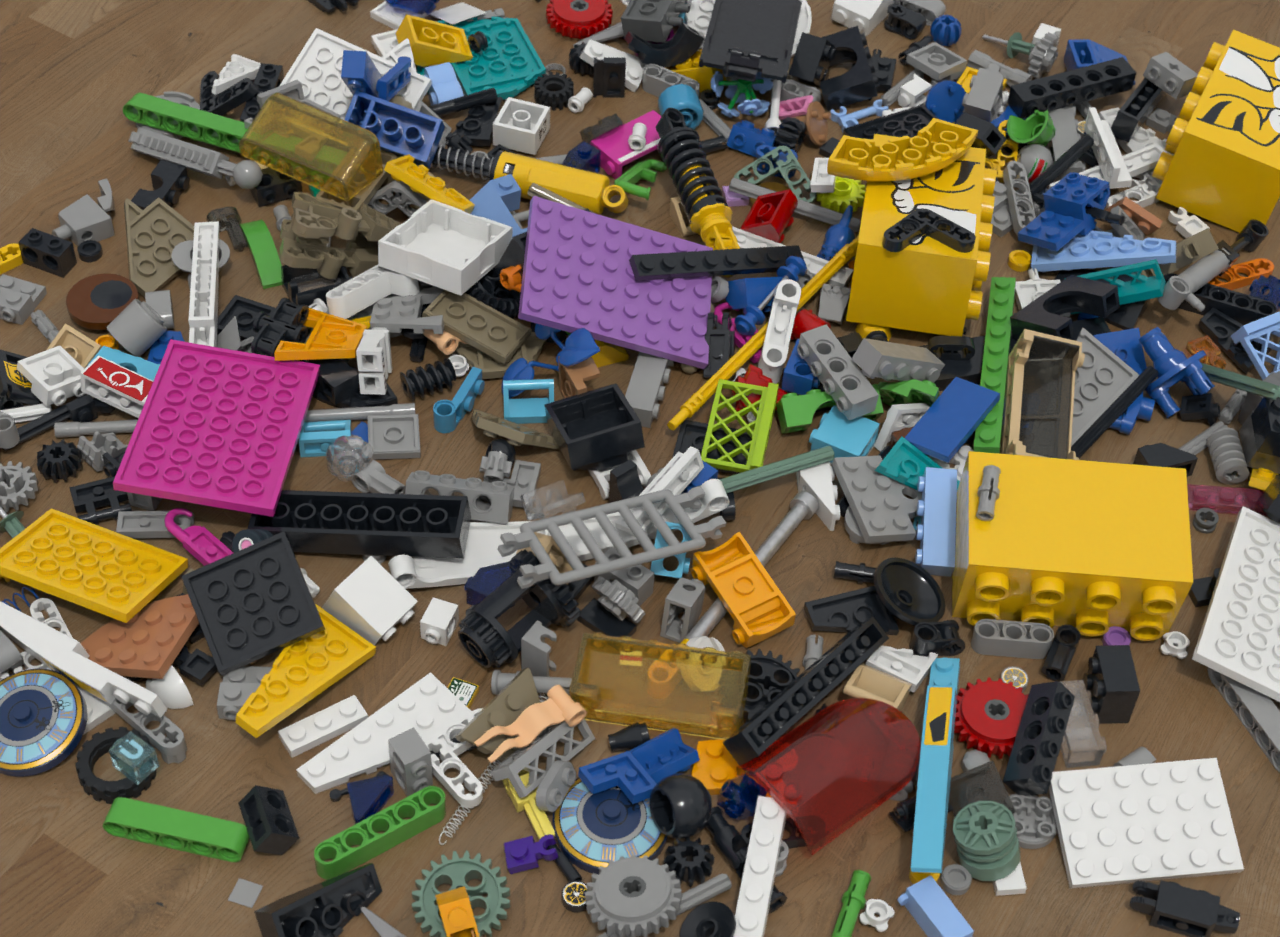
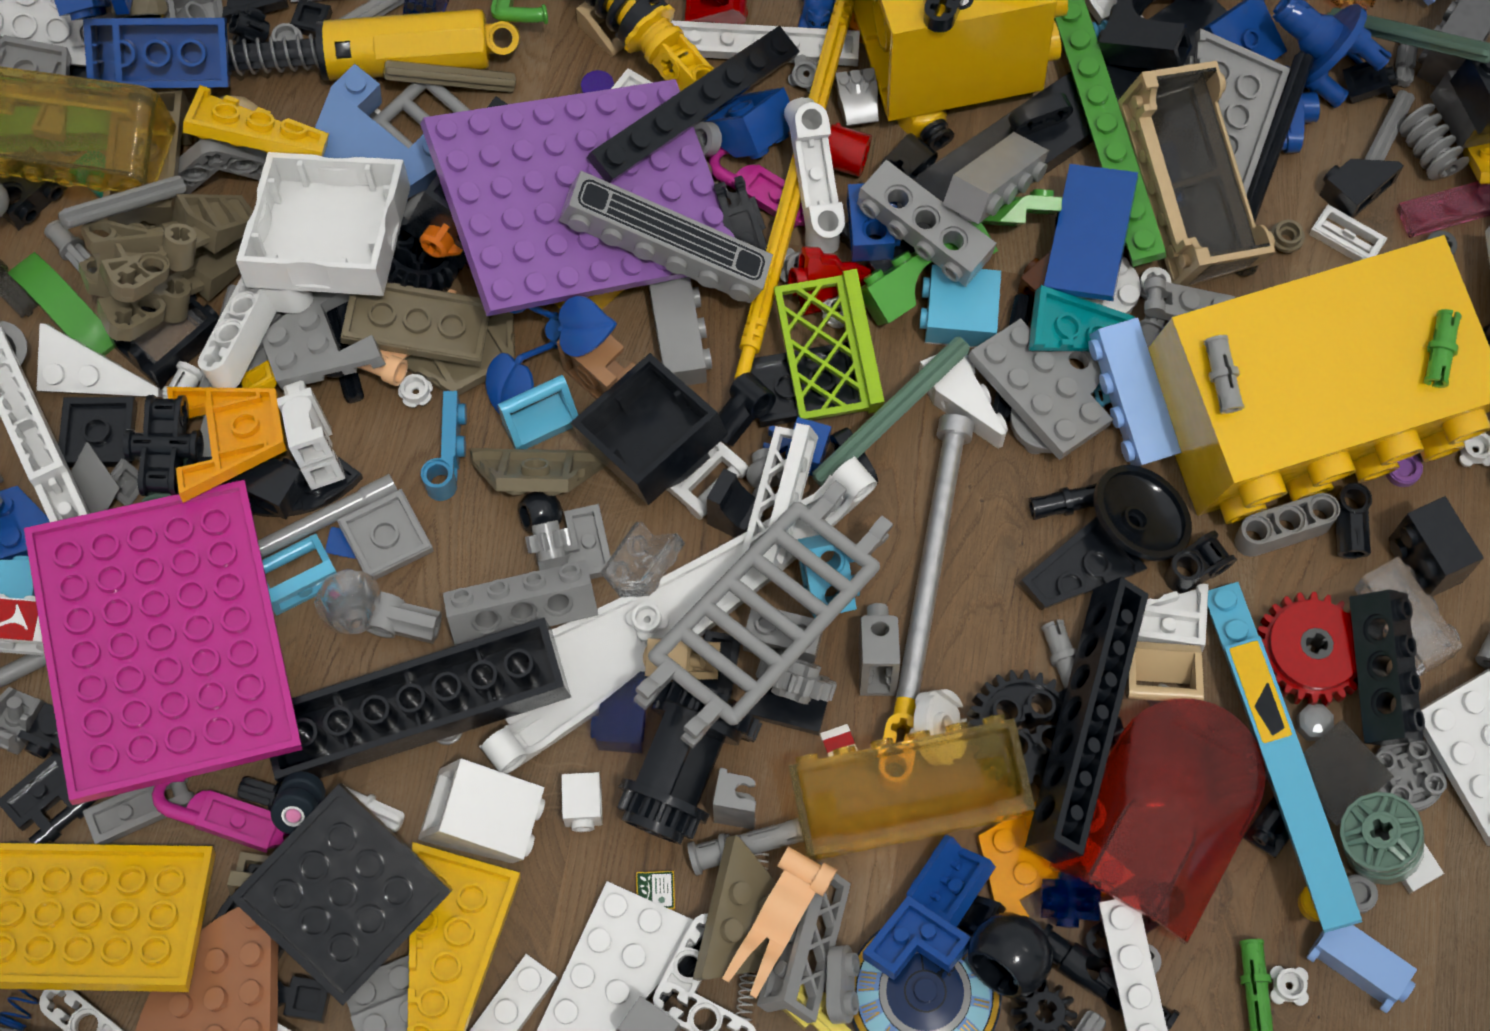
camera: 20 degrees left, 20 degrees up
(251, 282) = (74, 368): none -> white wing
(326, 190) = (121, 202): none -> light grey axle
(428, 378) = (390, 430): black piece -> none
(629, 737) = (897, 866): black cone -> none
(659, 321) = (665, 237): none -> light grey brick
(670, 438) = (748, 401): none -> black piece
(744, 590) = (942, 596): light orange piece -> none
(754, 316) = (767, 180): blue axle -> none
(897, 418) = (1022, 251): white wing -> none
(1015, 675) = (1309, 578): light grey tile -> none
(1153, 532) = (1442, 348): none -> bright green pin

